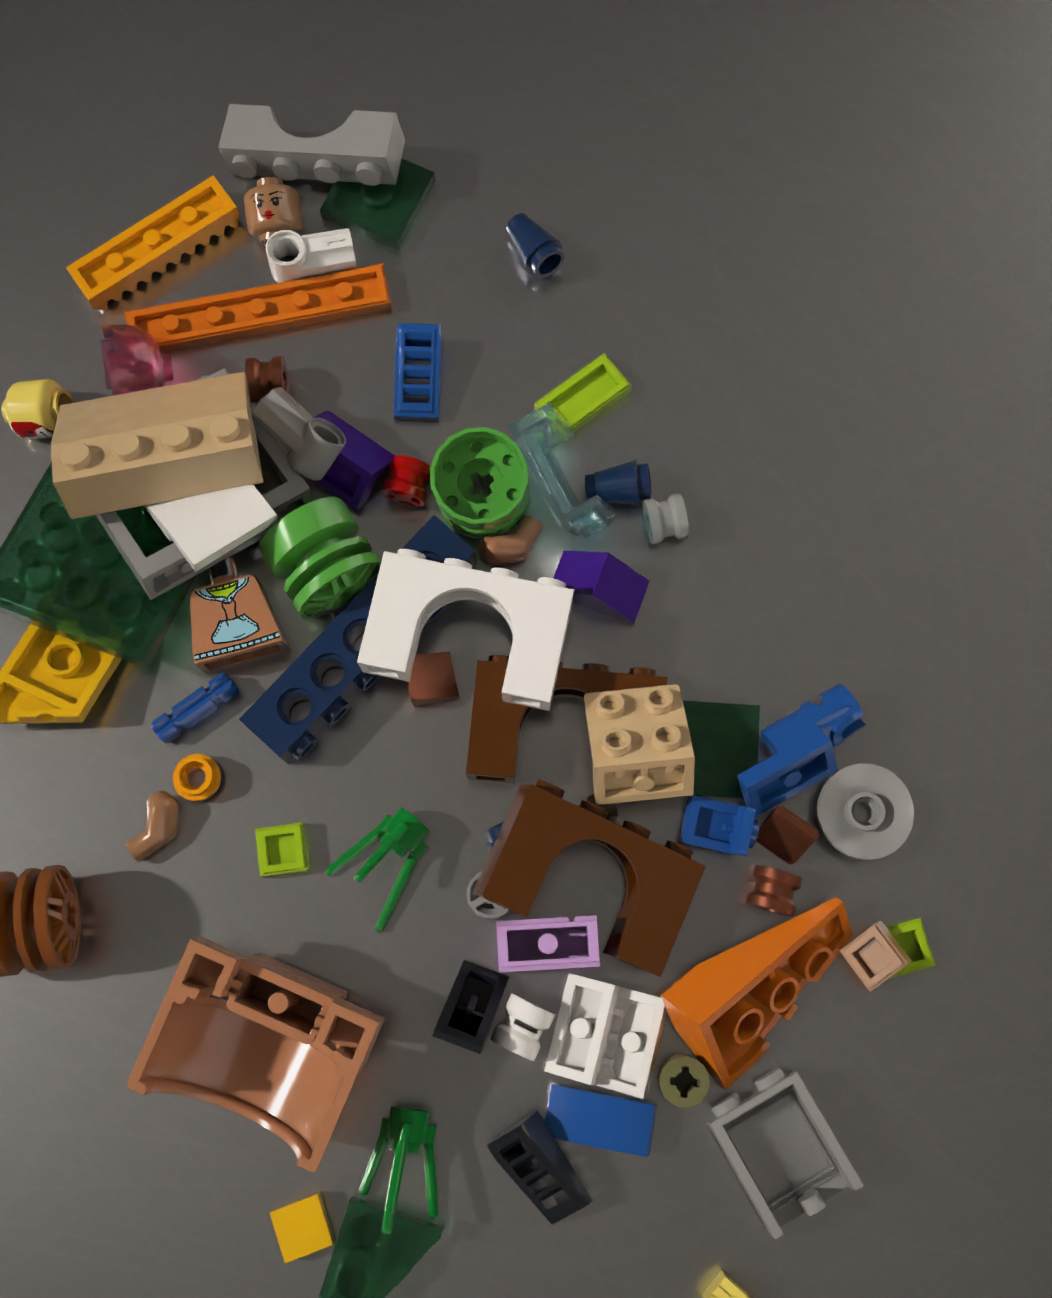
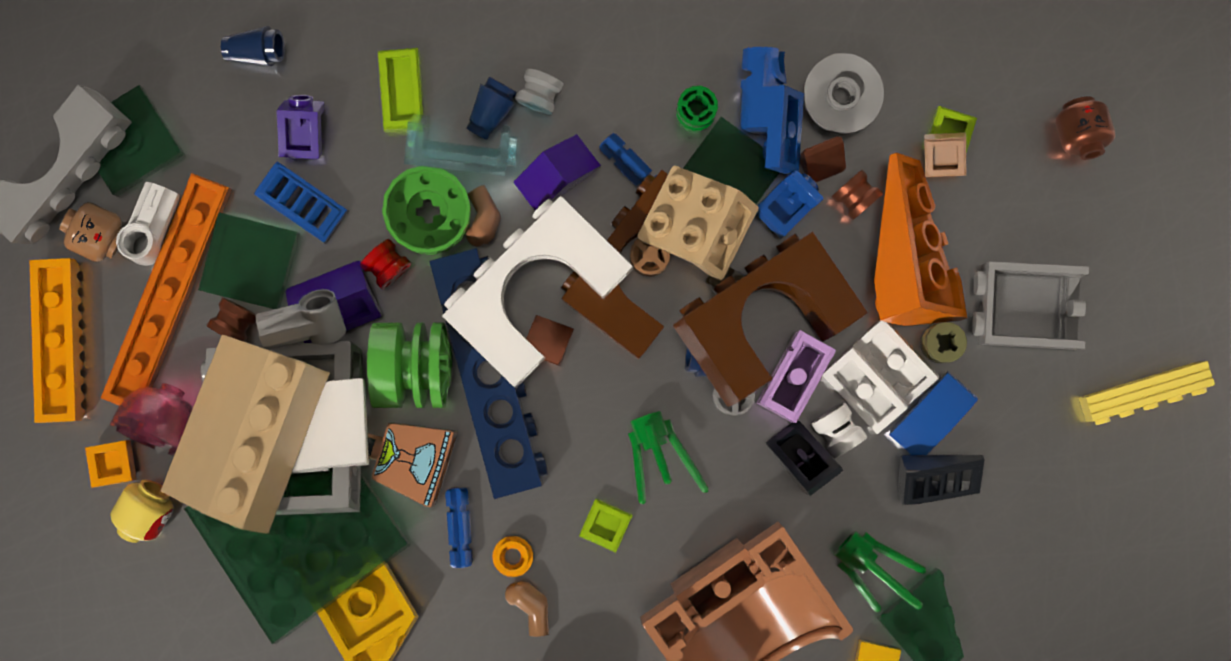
camera: 60 degrees left, 10 degrees up
(68, 356) = (110, 463): none -> light orange plate
(333, 362) = (249, 261): none -> clear green tile
(486, 328) = (300, 127): none -> dark purple bracket
(573, 712) = (648, 254): none -> medium nougat wheel
(655, 642) = (626, 160): none -> blue axle
(747, 684) = (694, 116): none -> green wheel
(1005, 1088) = (1085, 127): none -> copper head

